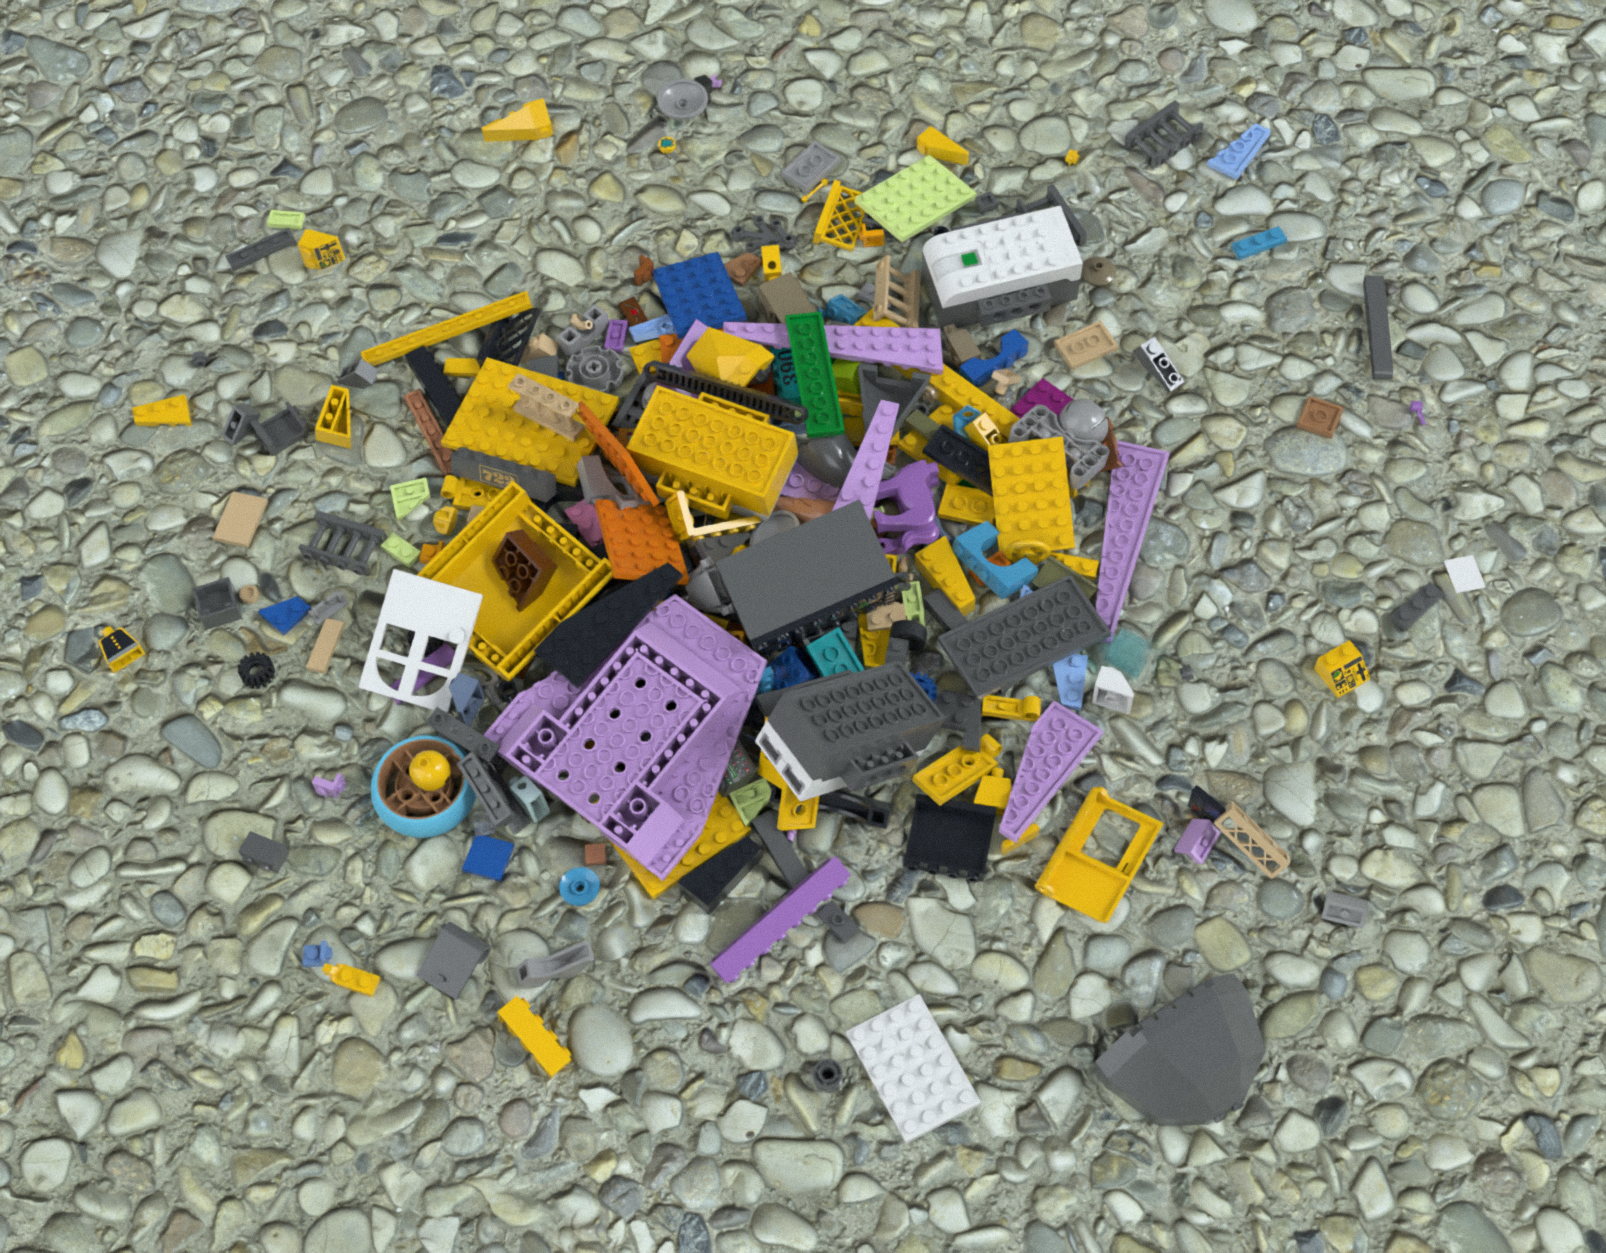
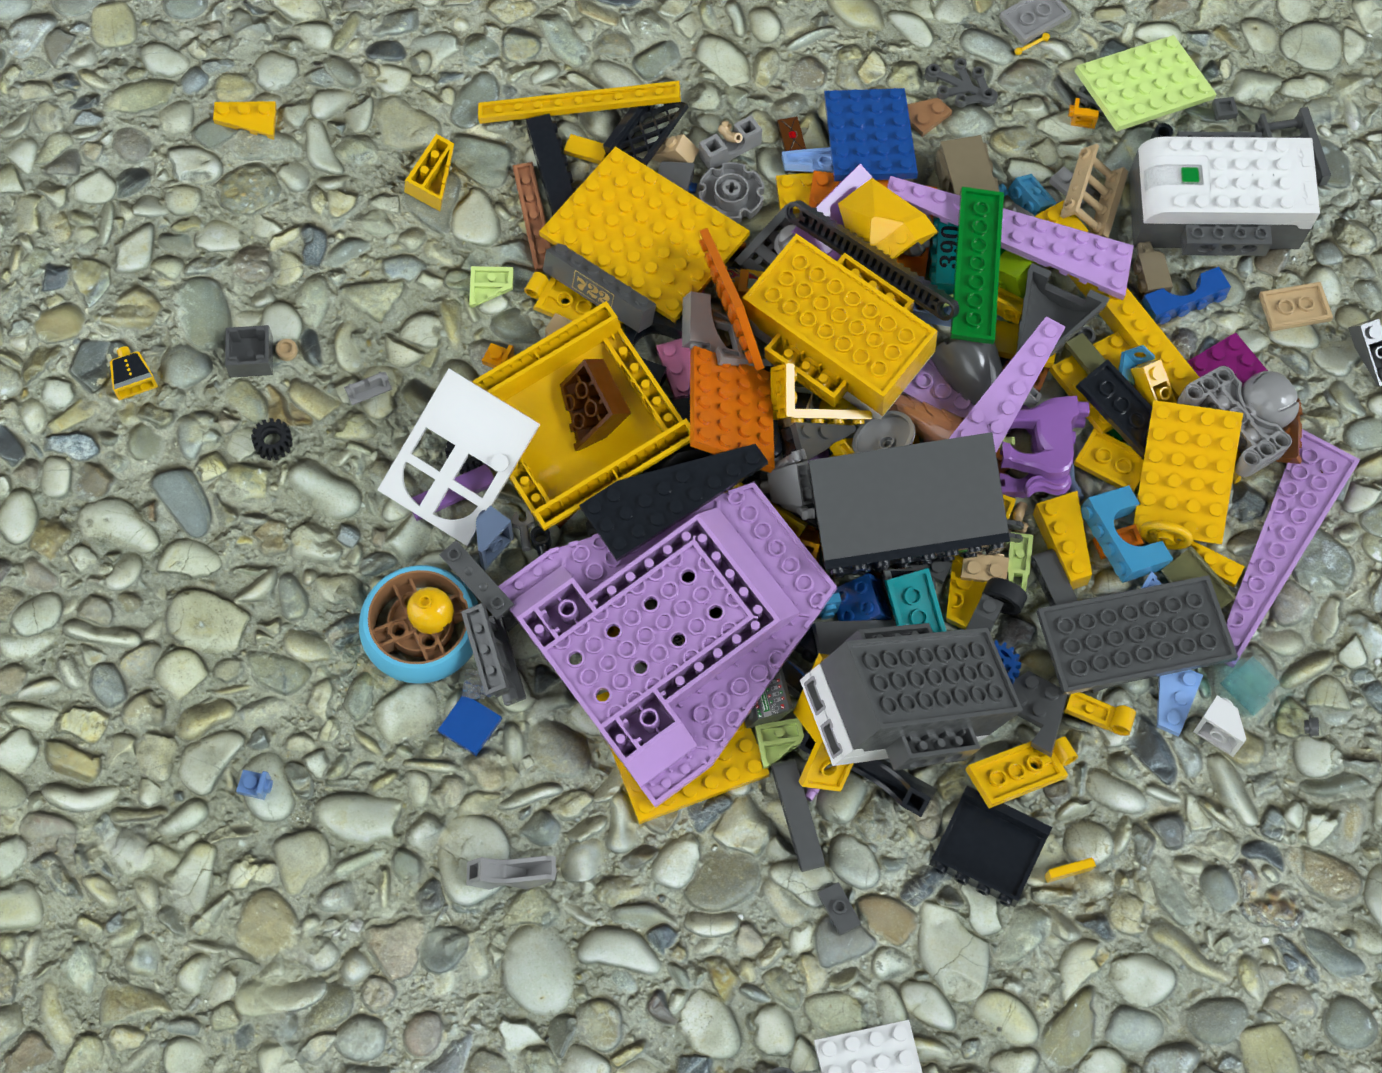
camera: 10 degrees right, 5 degrees up
(199, 359) = (301, 65): dark grey plate -> none
(239, 424) = (326, 150): dark grey slope -> none
(240, 519) = (298, 261): tan tile -> none
(263, 852) = (226, 650): dark grey brick -> none
(281, 430) = (369, 170): dark grey panel -> none
(285, 614) = (320, 383): blue wing -> none
(325, 645) = (354, 431): tan tile -> none
(325, 787) = (313, 595): lavender bracket -> none
(343, 526) = (406, 299): dark grey fence -> none
(352, 978) = (286, 822): yellow hinge -> none
(358, 374) = (469, 128): dark grey slope -> none
(401, 550) = (465, 343): yellowish green plate -> none
(445, 520) = (522, 322): yellow piece -> none
(454, 958) = (402, 830): door -> none
(526, 792) = (532, 669): light aqua torso -> none
(534, 1036) = (467, 949): yellow wedge -> none
(546, 407) = (666, 224): tan fence -> none
(578, 878) = (557, 777): dark azure dish -> none
(595, 854) = (589, 754): nougat tile -> none
(616, 335) = (765, 157): medium lavender plate -> none
(644, 272) = (815, 92): dark orange bracket -> none
(719, 876) = (719, 819): black wedge -> none
(771, 262) = (961, 118): yellow torso -> none
(779, 919) = (774, 889): medium lavender brick -> none
(827, 215) = (1039, 78): yellow fence -> none
(931, 394) = (1104, 318): tan tile -> none
(941, 147) = (1189, 29): yellow slope -> none
(994, 791) = (1056, 808): yellow torso -> none
(1005, 378) = (1193, 322): tan tile -> none
(1051, 755) = (1132, 781): lavender wing -> none
(1072, 157) = (1337, 79): yellow plate -> none
(1084, 881) = (1130, 940): yellow piece -> none
(1098, 271) = (1333, 229): dark tan dish -> none
(1198, 839) = (1273, 928): lavender panel -> none
(1205, 805) = (1295, 896): black tile -> none
(1261, 840) = (1344, 943): tan fence -> none

